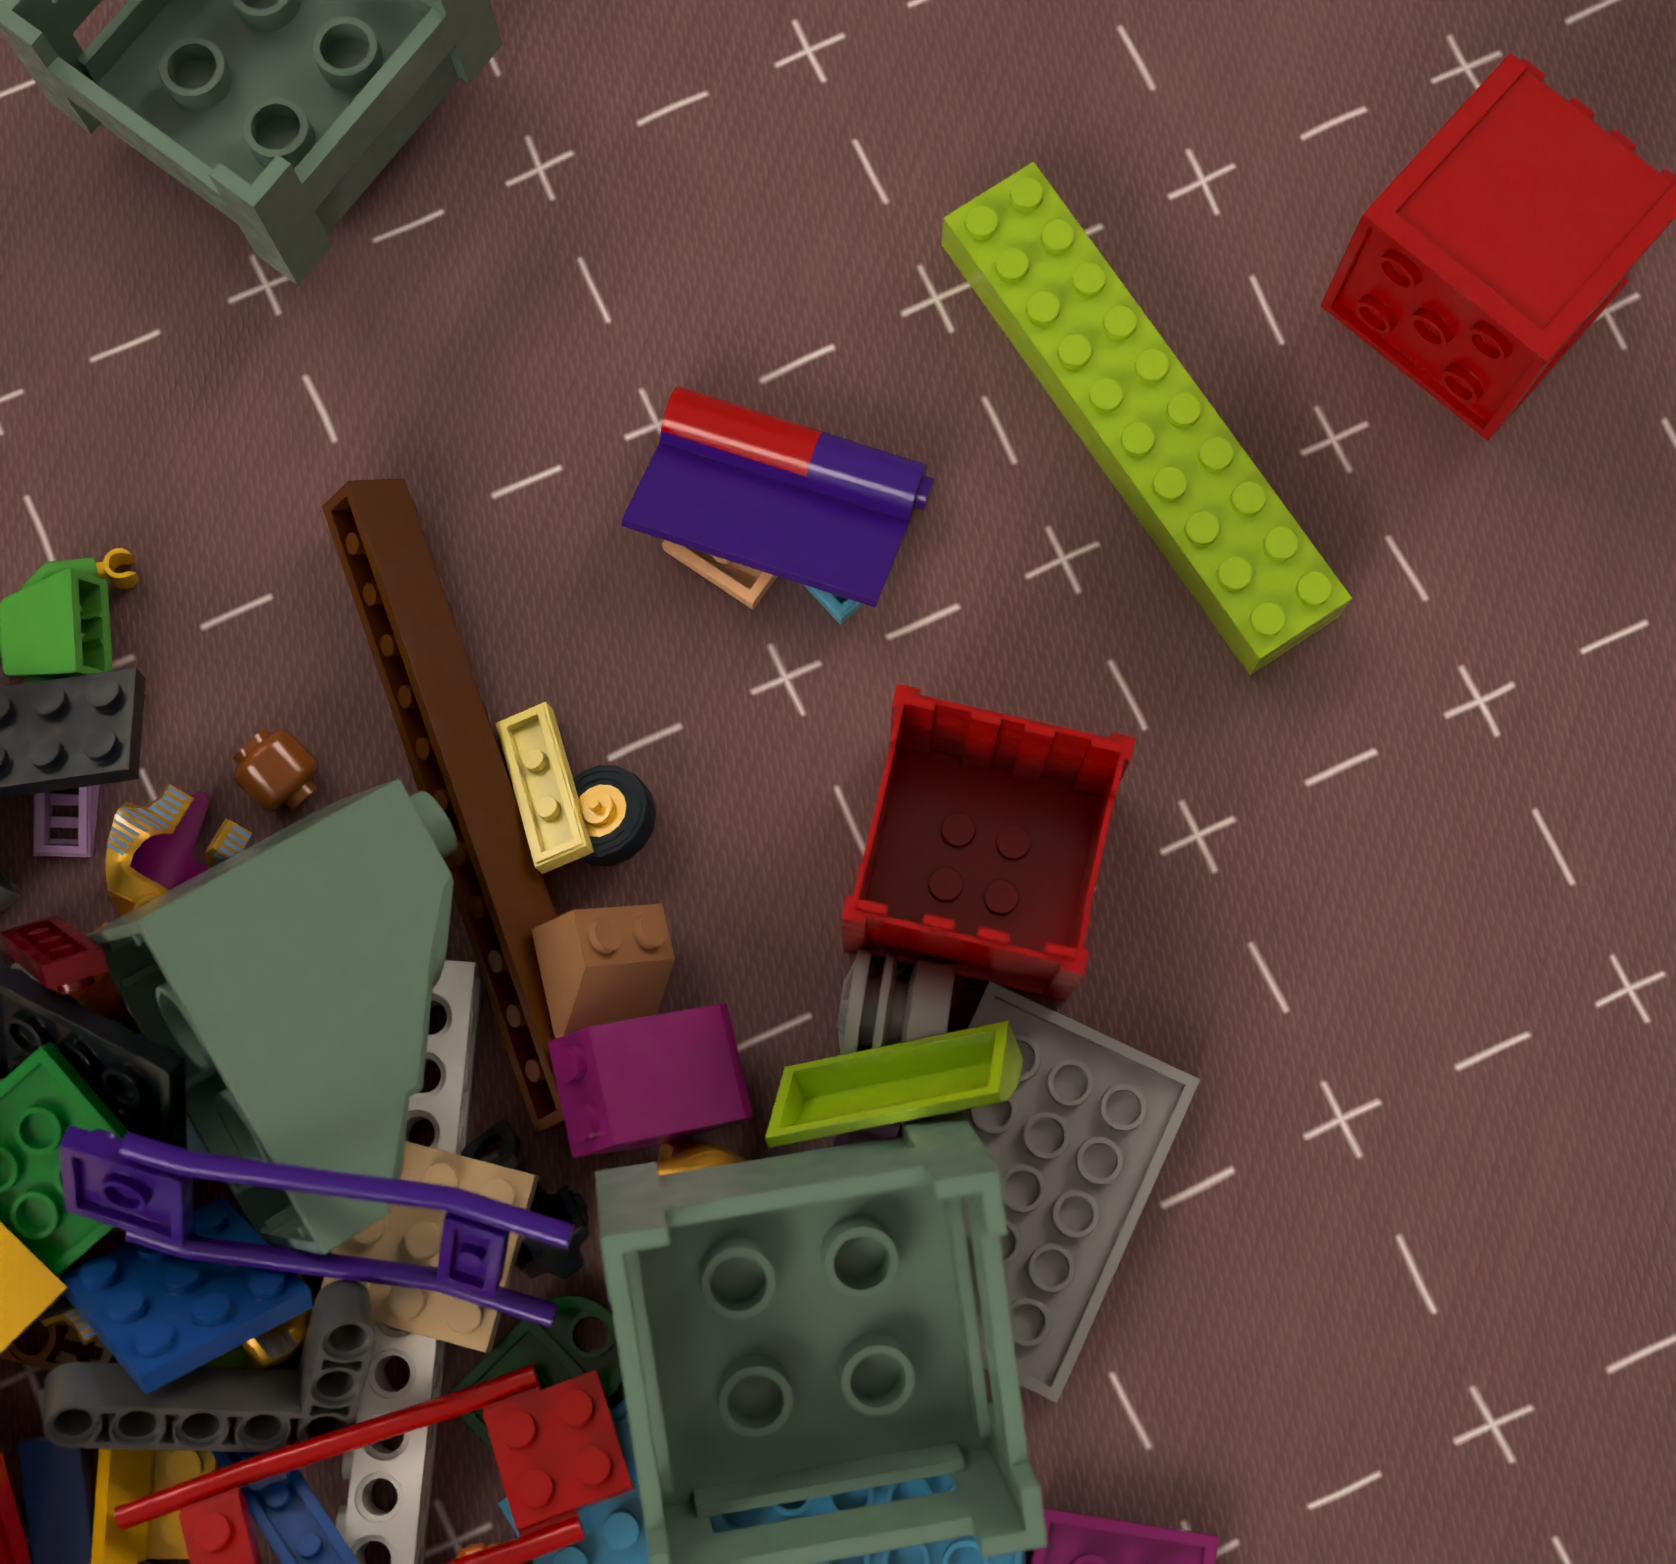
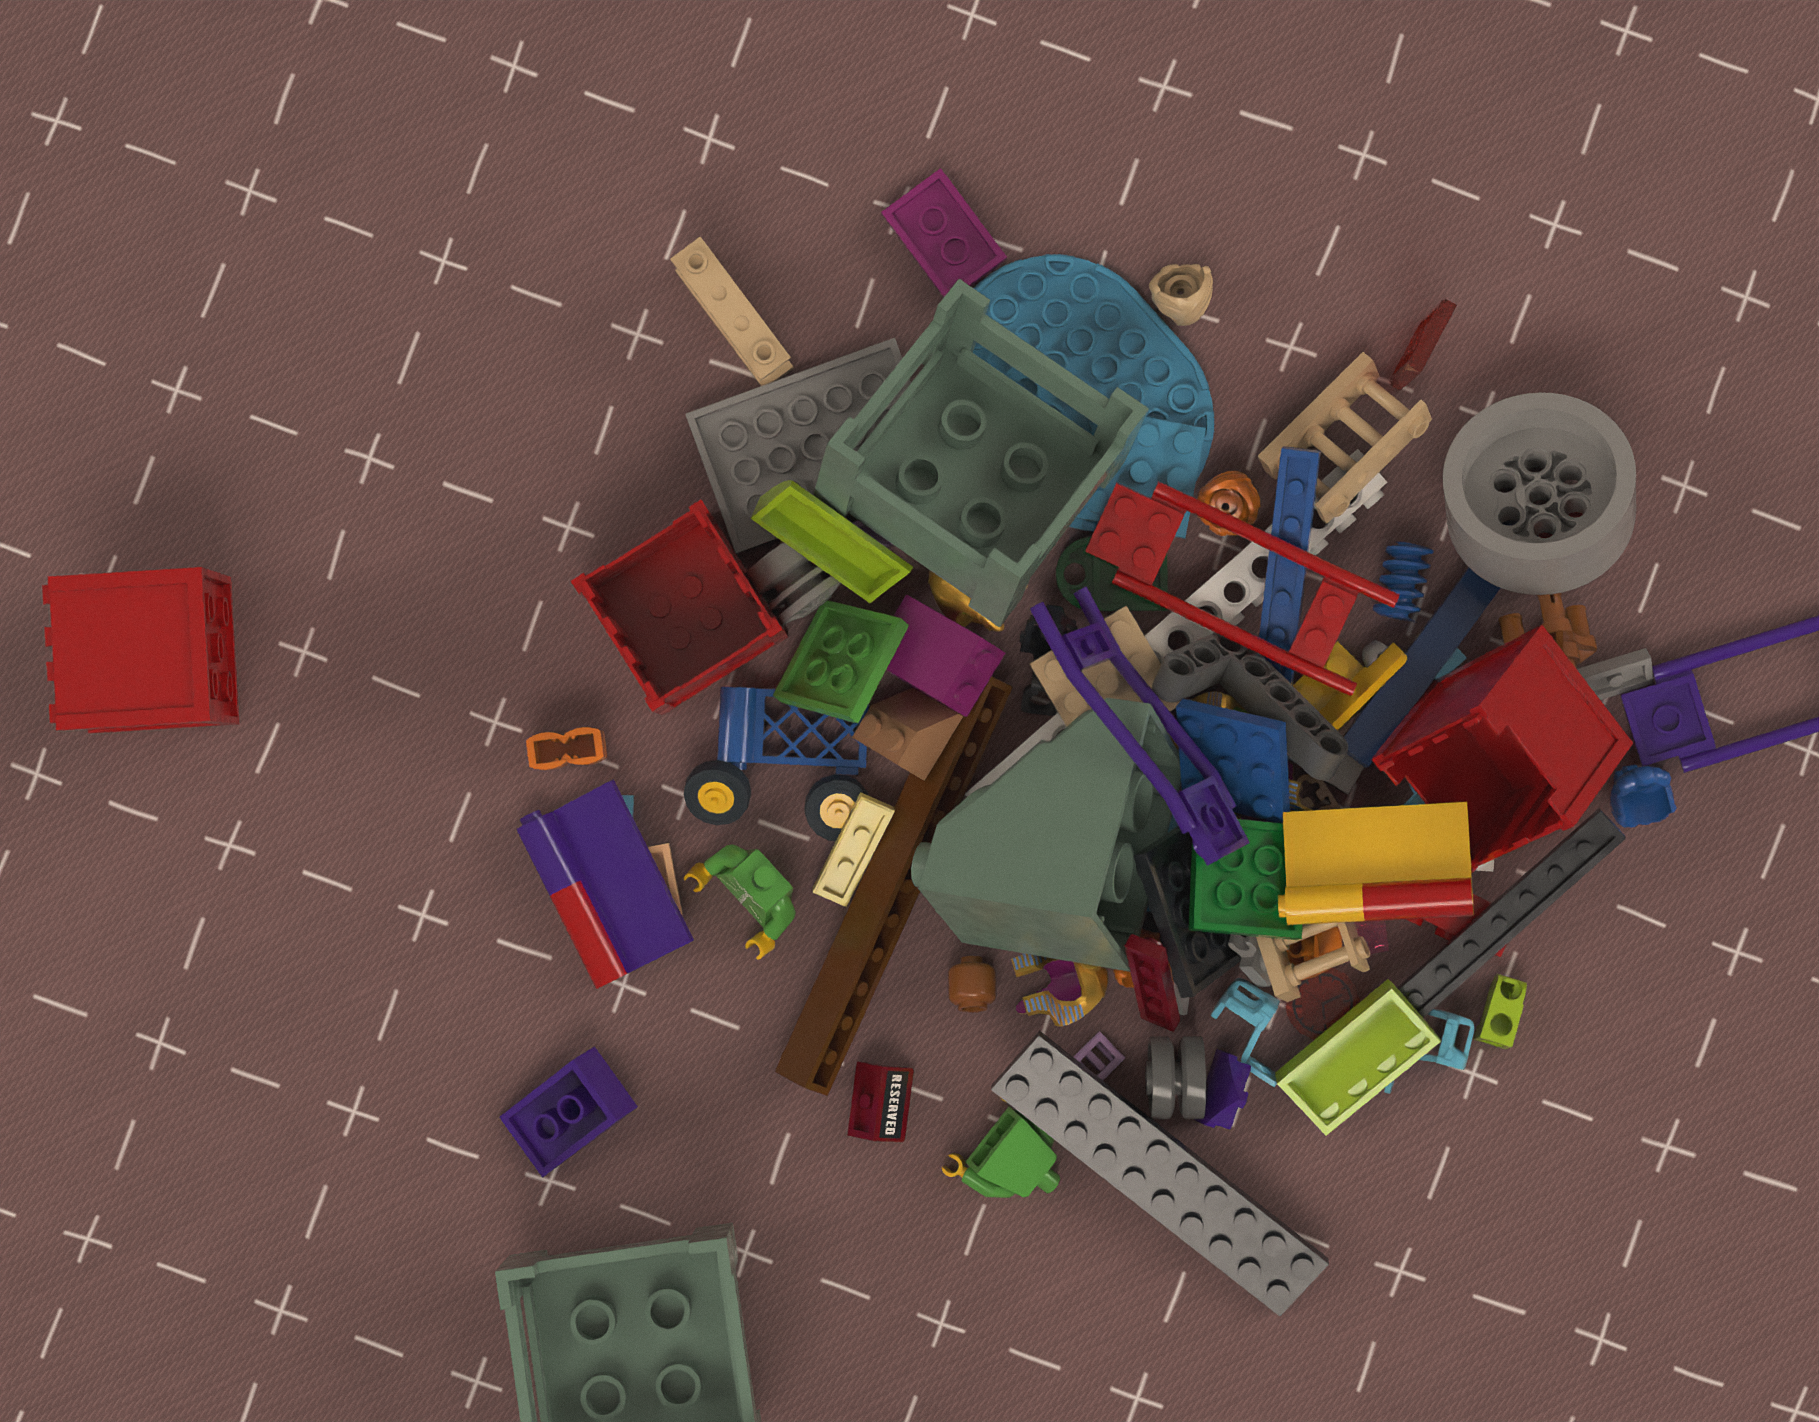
camera: 135 degrees left, 10 degrees up
(261, 557) = (880, 1102): none -> dark red panel
(584, 245) = (568, 1111): none -> dark purple slope
(614, 646) = (755, 886): none -> bright green torso
(751, 705) = (717, 792): none -> black wheel
(751, 970) = (841, 661): none -> bright green plate
(797, 806) = (743, 728): none -> blue piece
(968, 586) = (557, 750): none -> orange brick
(1143, 419) = (388, 752): lime brick -> none
(1268, 1242) = (732, 312): none -> tan fence

